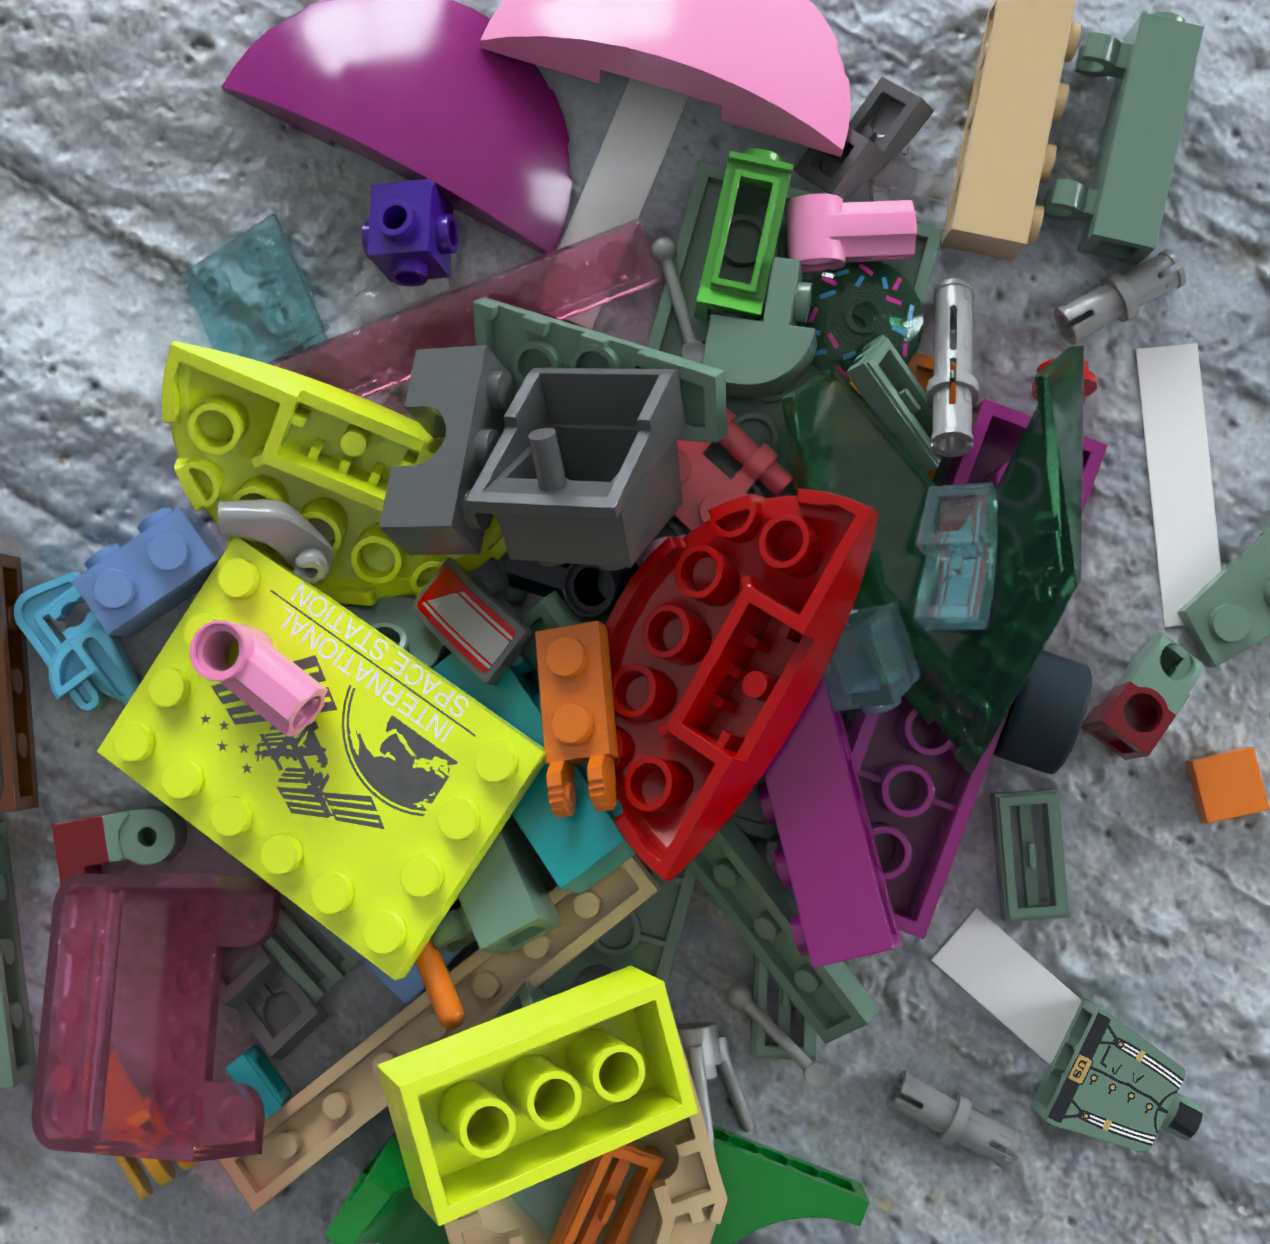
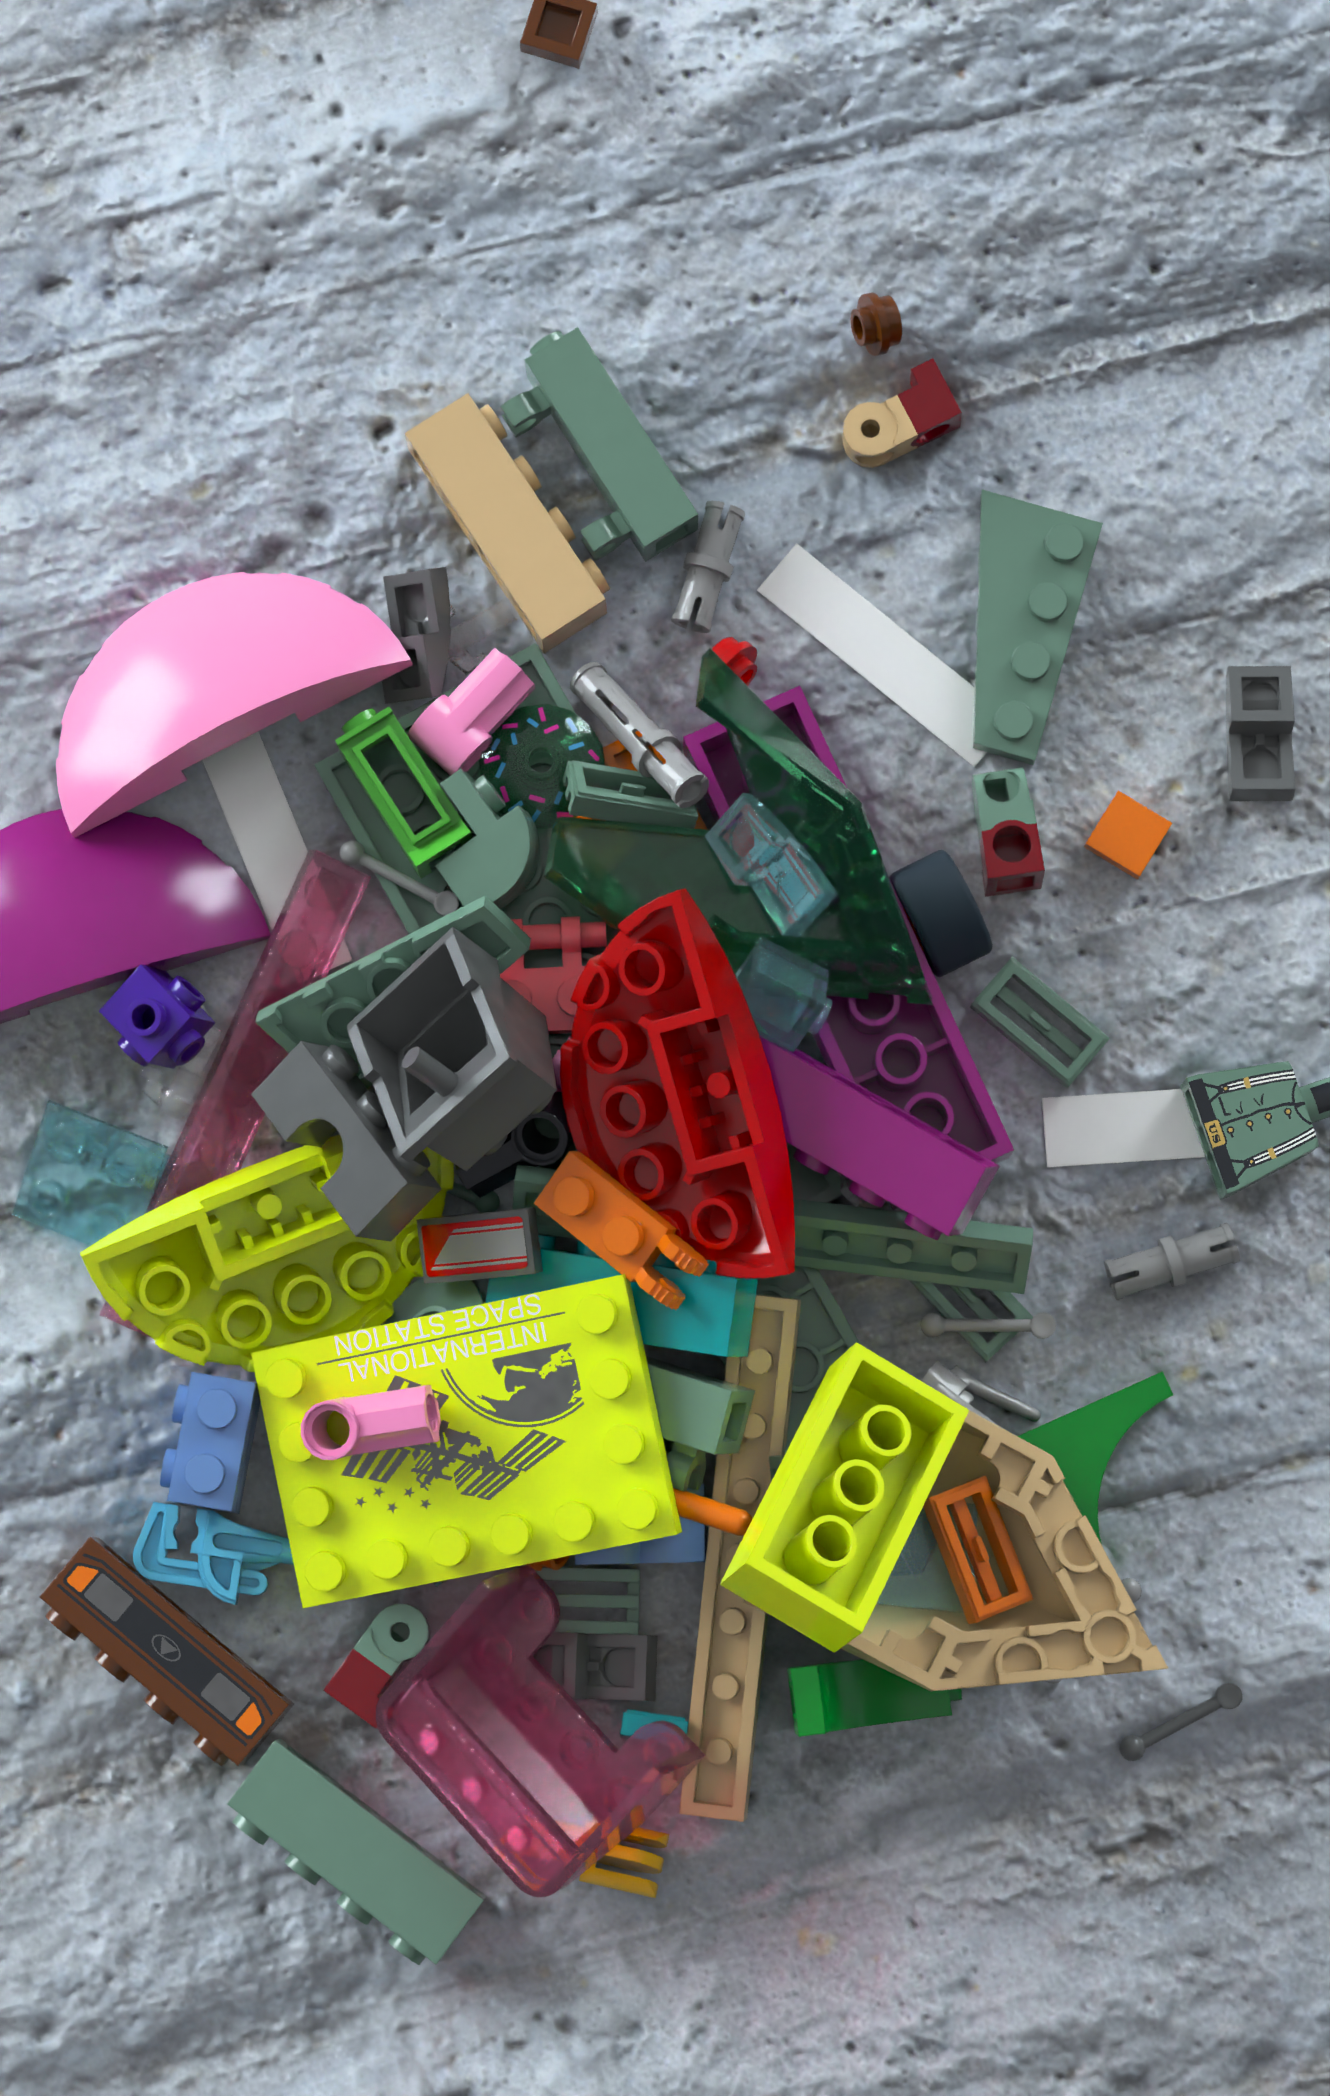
camera: 45 degrees left, 5 degrees down
(283, 530) = (281, 1315): light grey arm -> none

